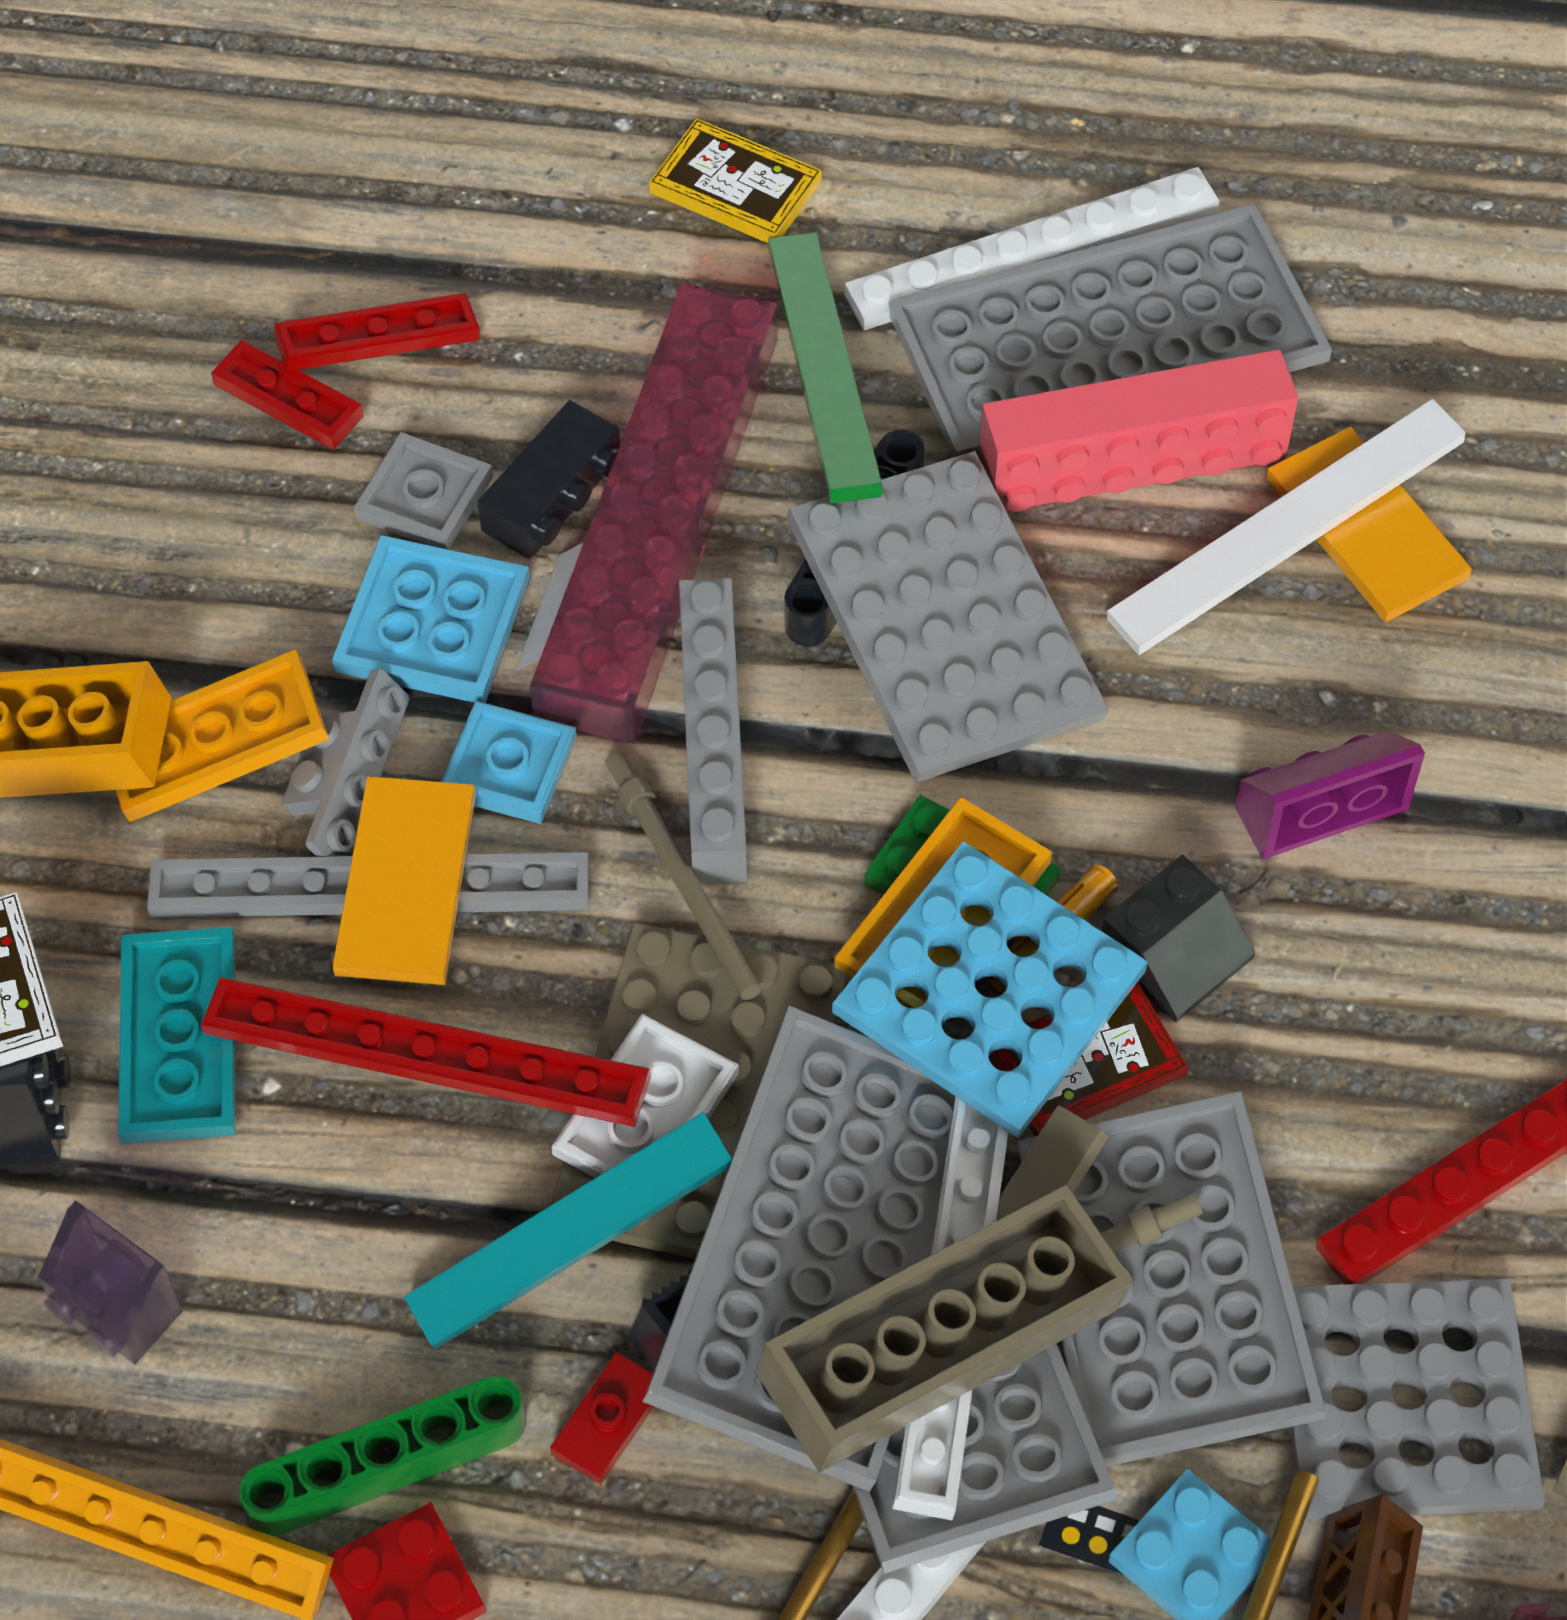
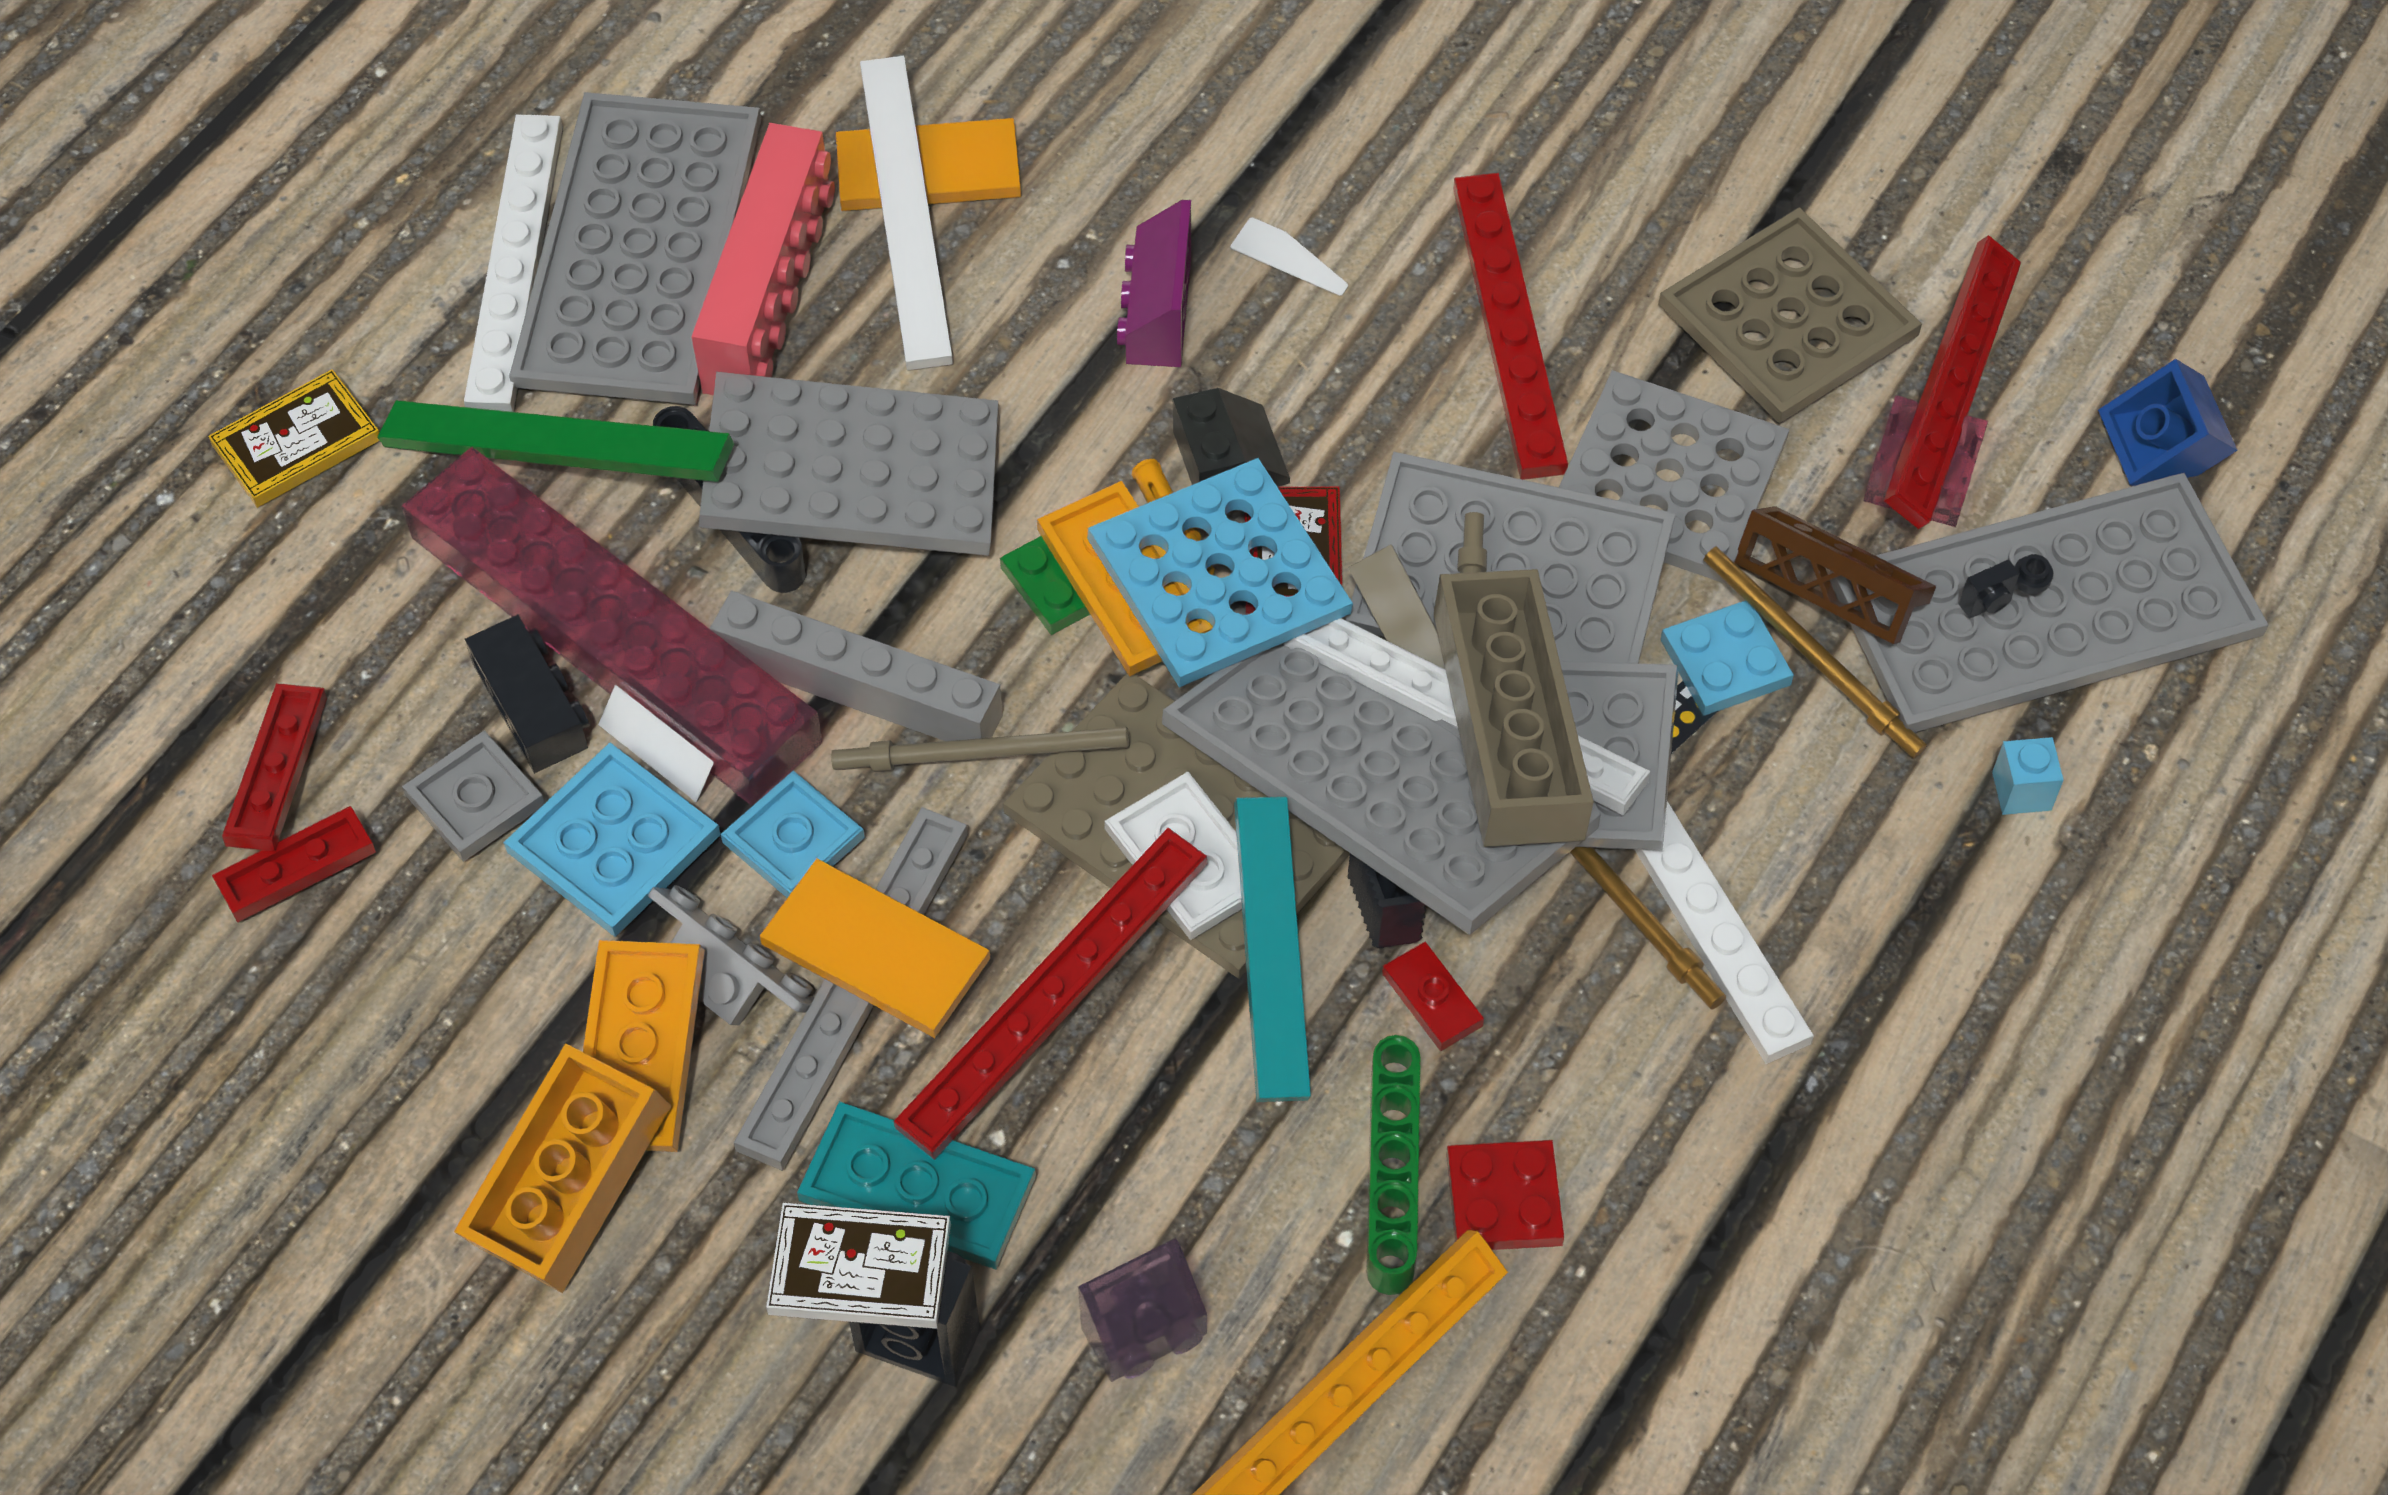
camera: 65 degrees left, 0 degrees up
(1471, 887) = (1286, 254): none -> white sticker

